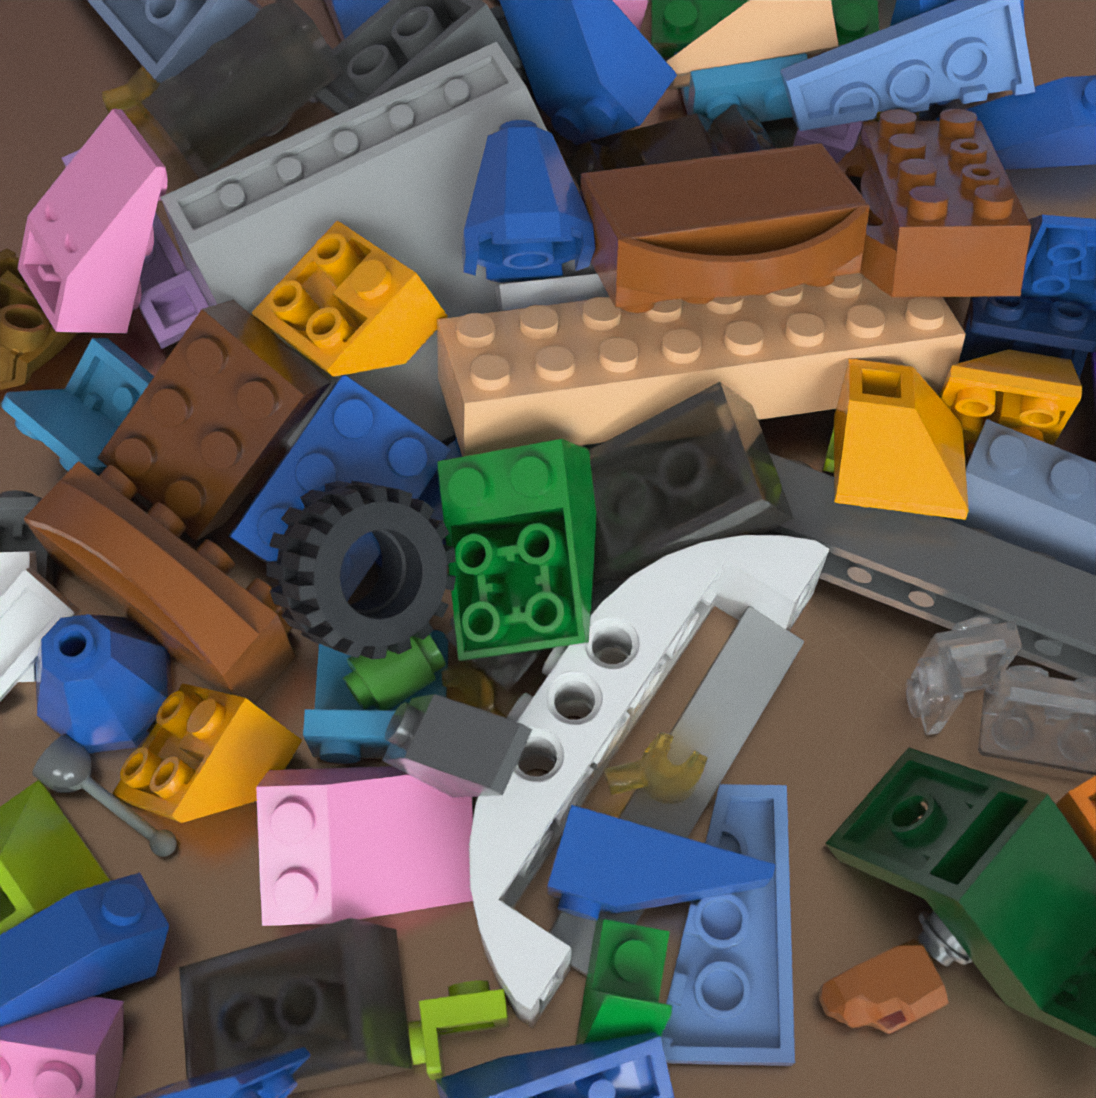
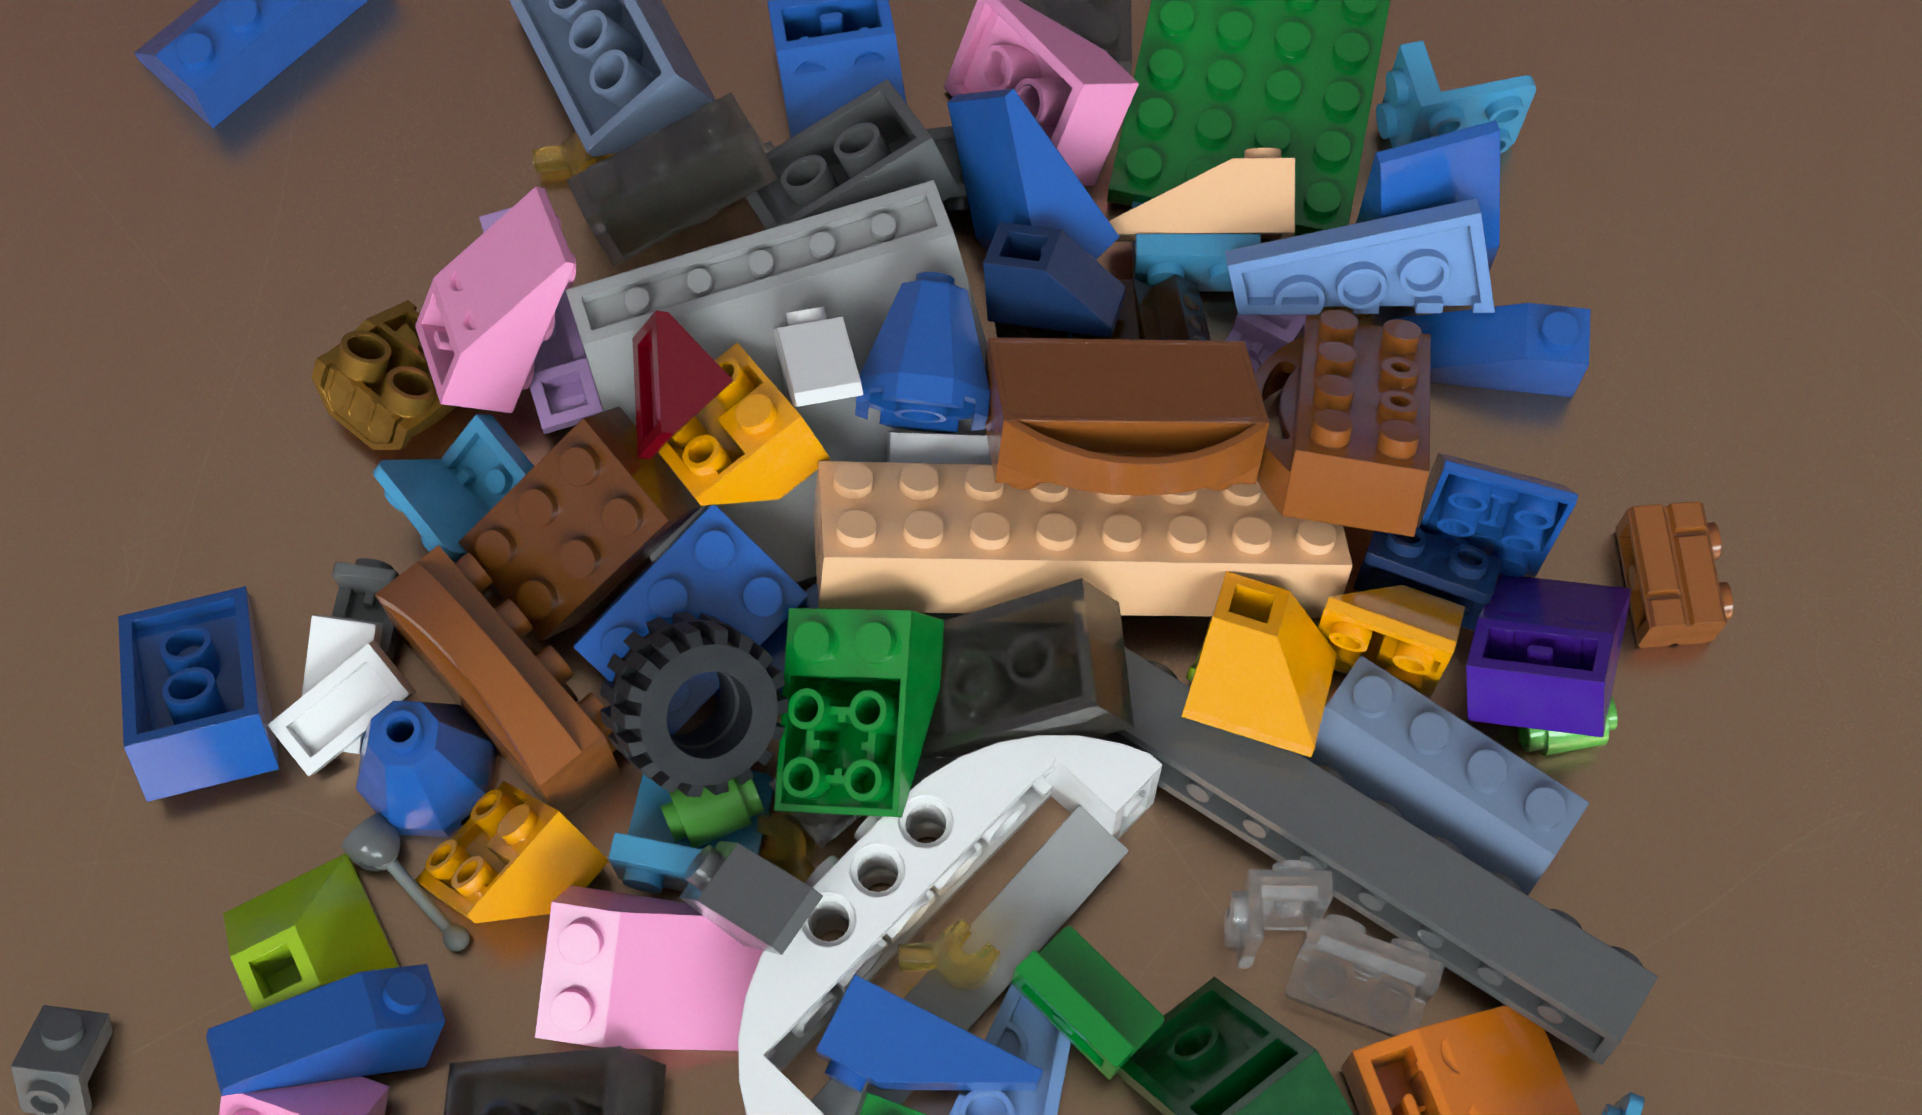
camera: 10 degrees right, 0 degrees up
(280, 262) = (670, 381): none -> dark red slope
(419, 220) = (816, 358): none -> white slope
(622, 121) = (1049, 283): none -> dark blue slope
(798, 792) = (1087, 1000): none -> green panel

